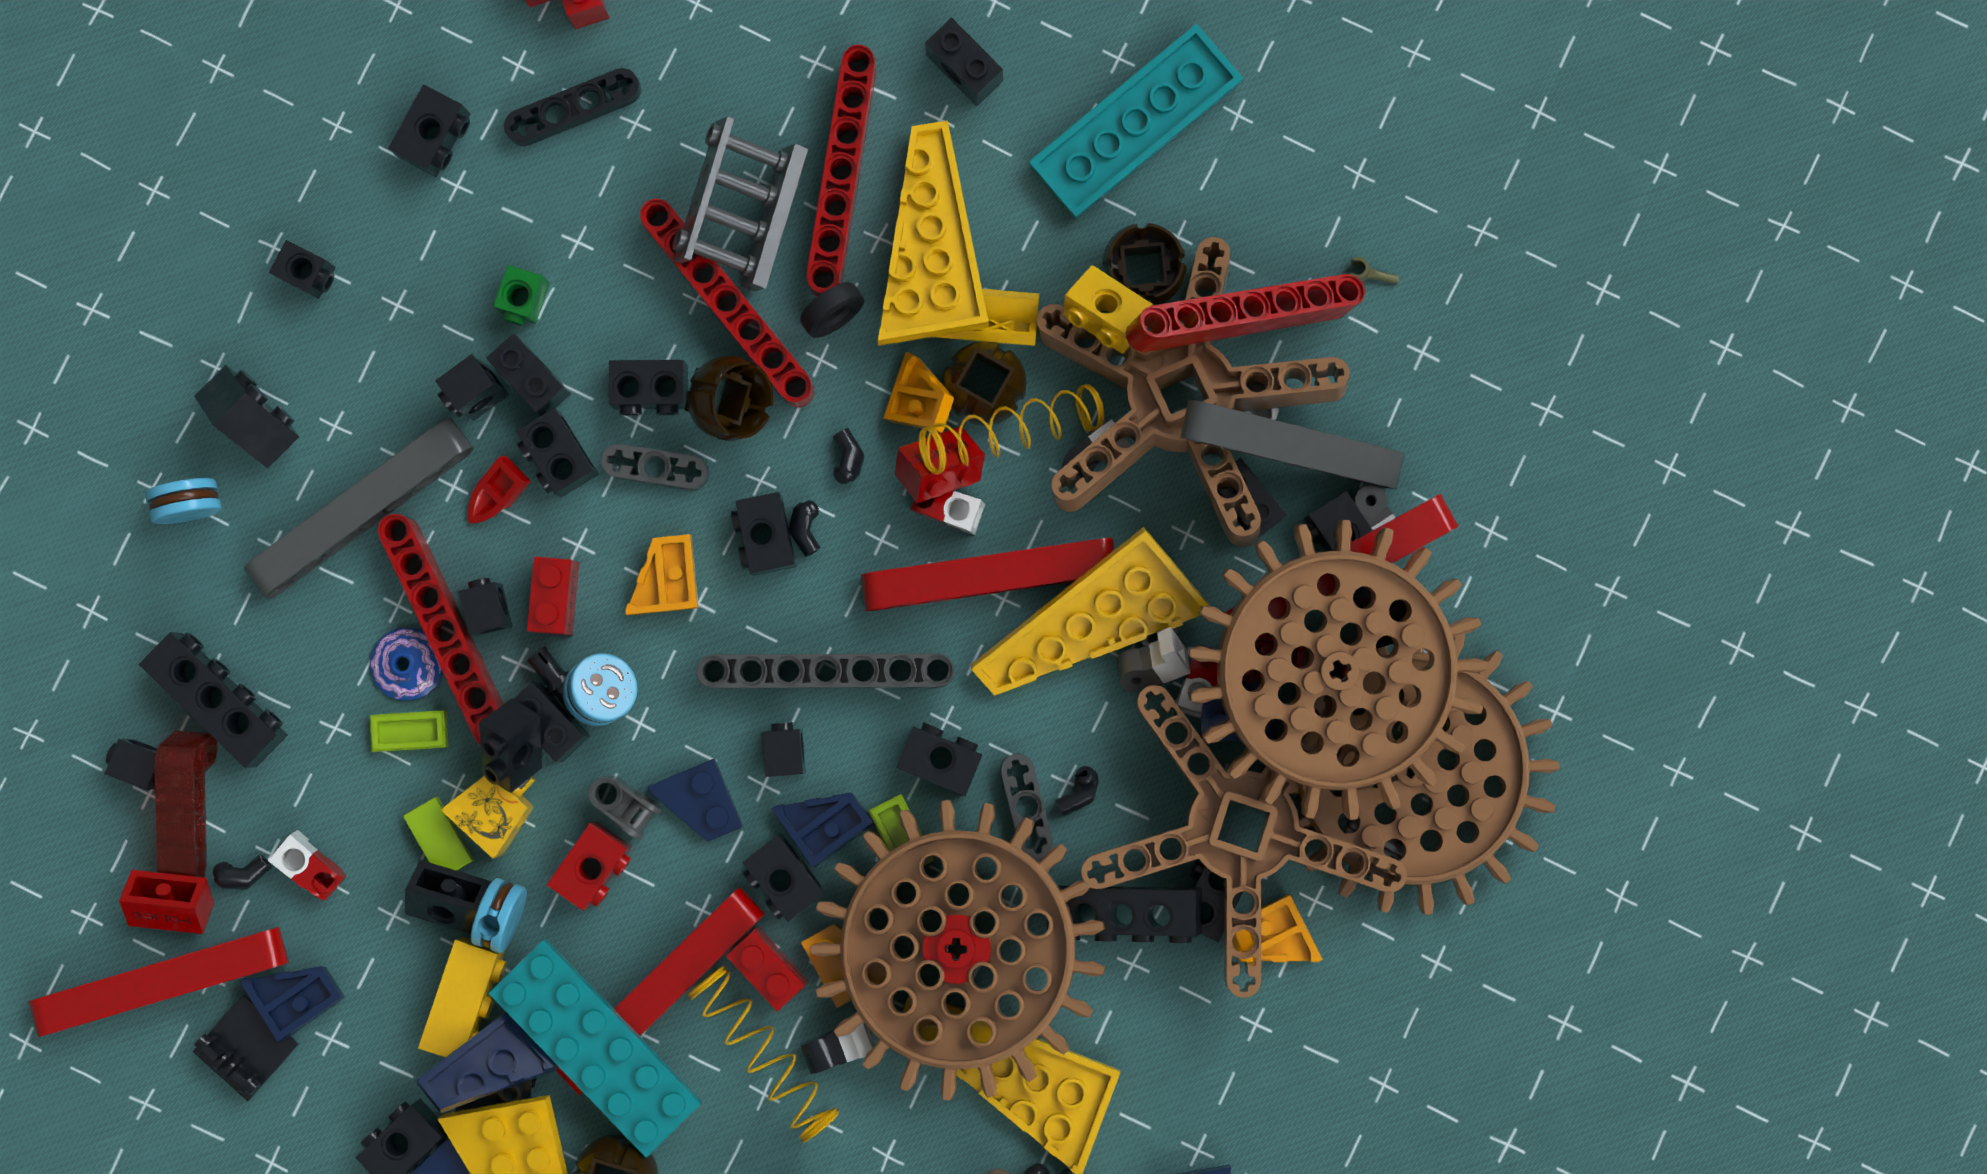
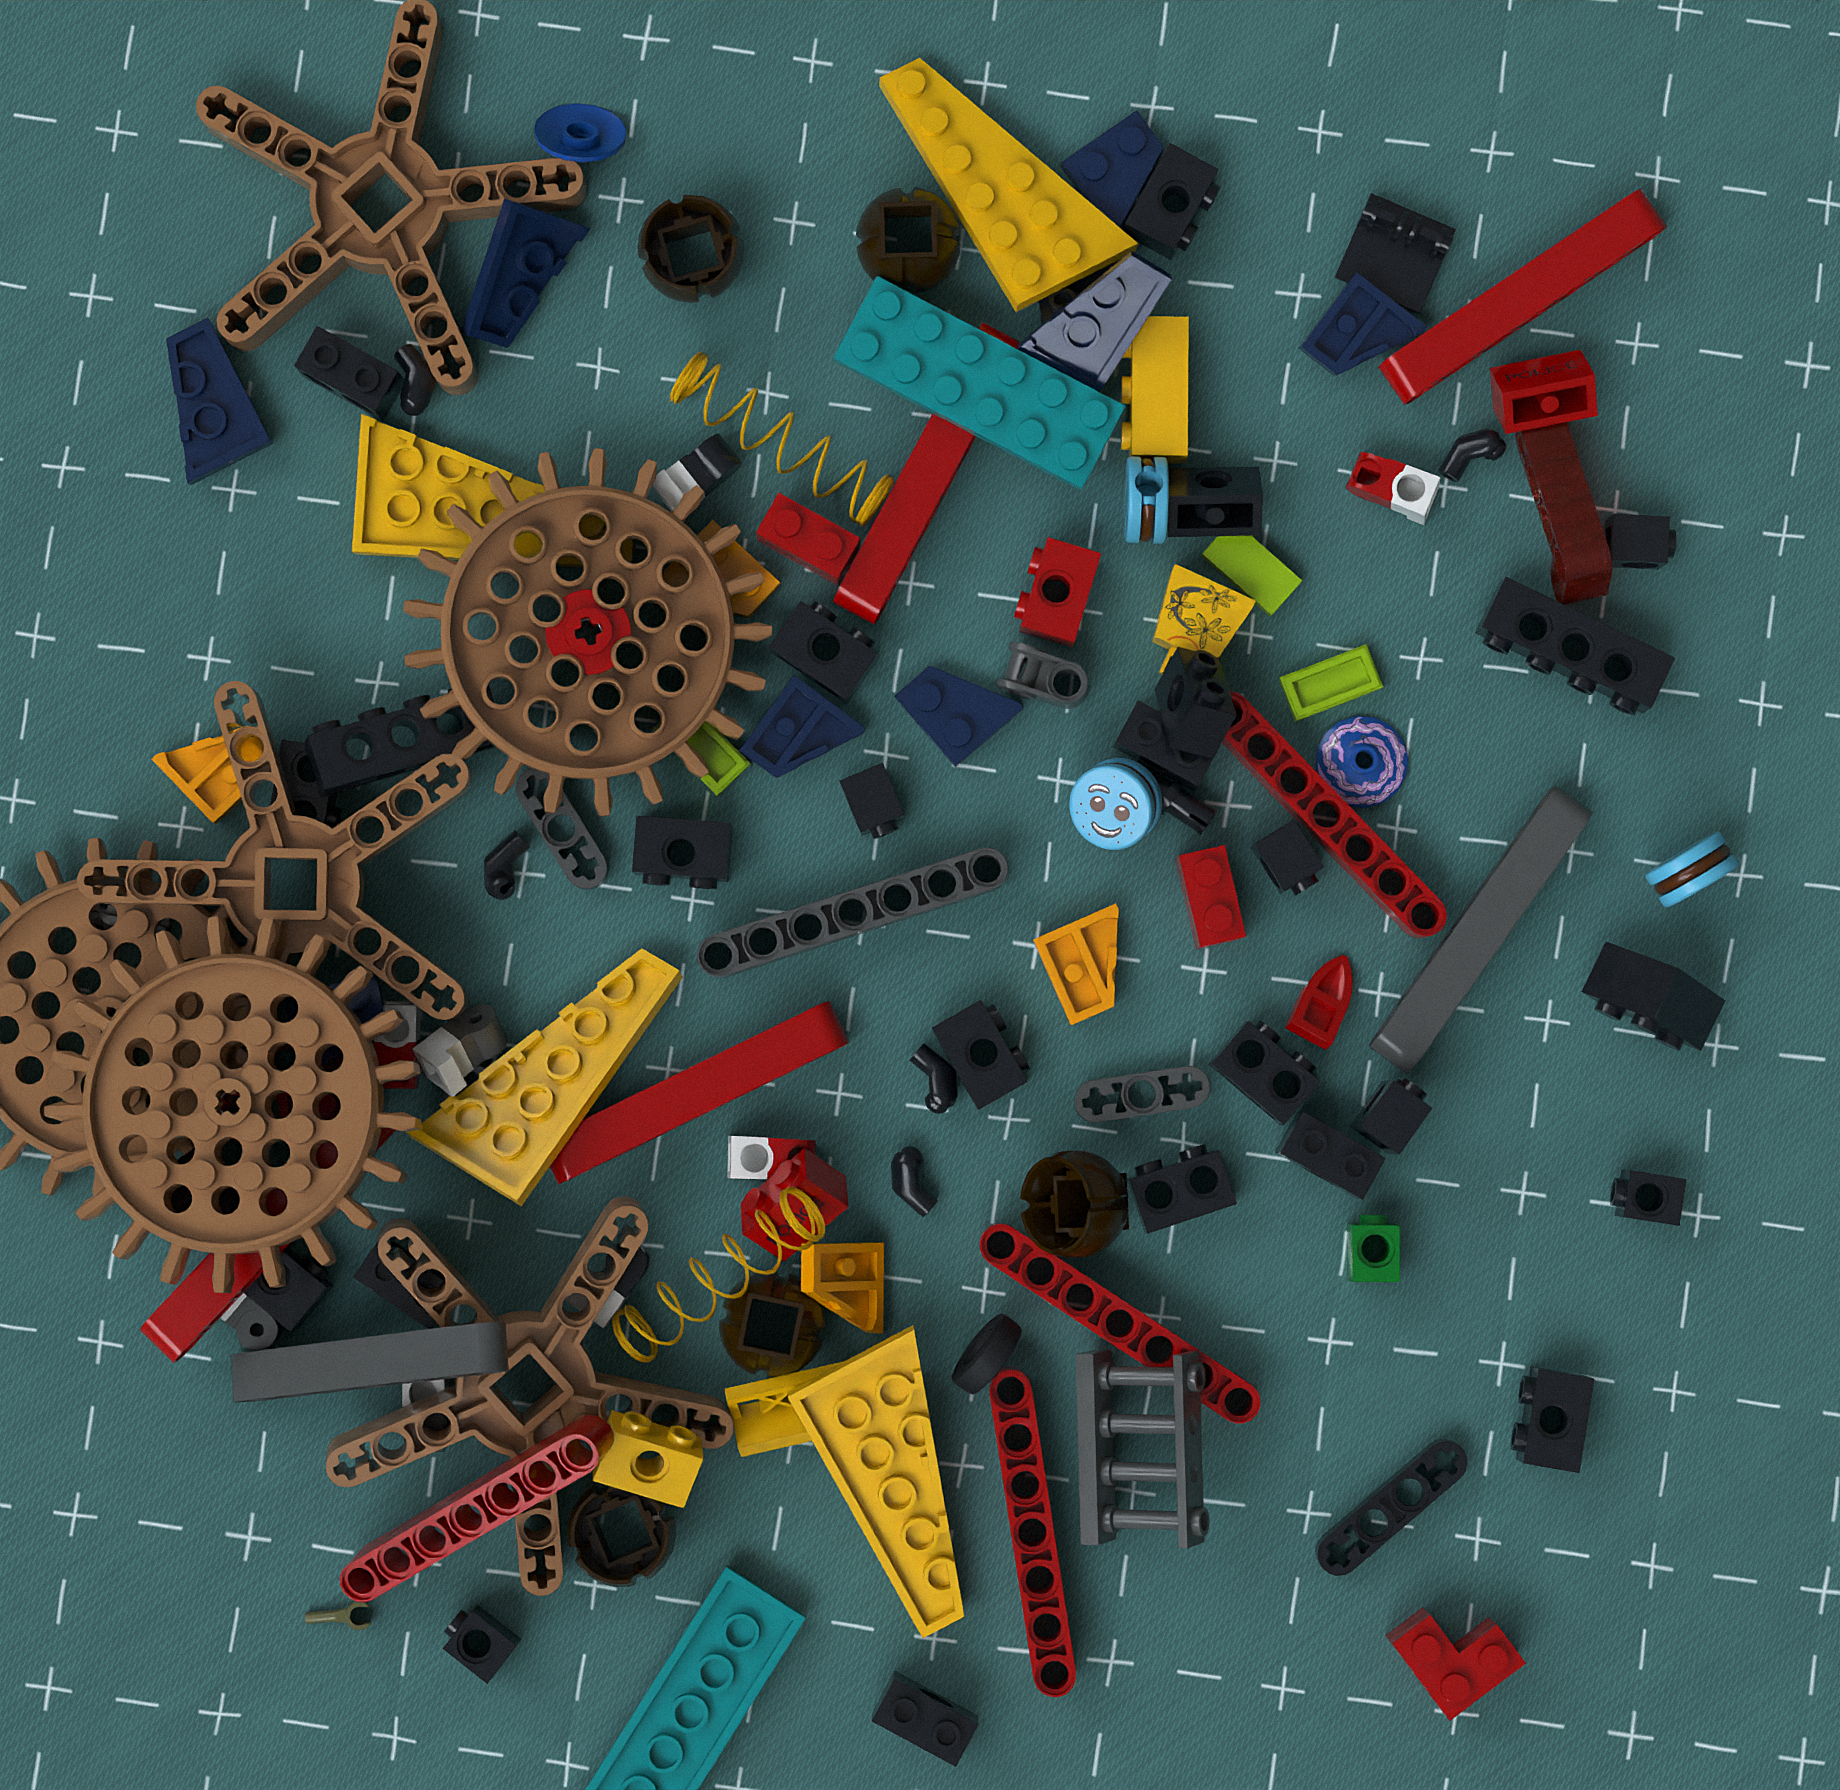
camera: 165 degrees right, 0 degrees up
(1274, 203) = (486, 1663): none -> black brick

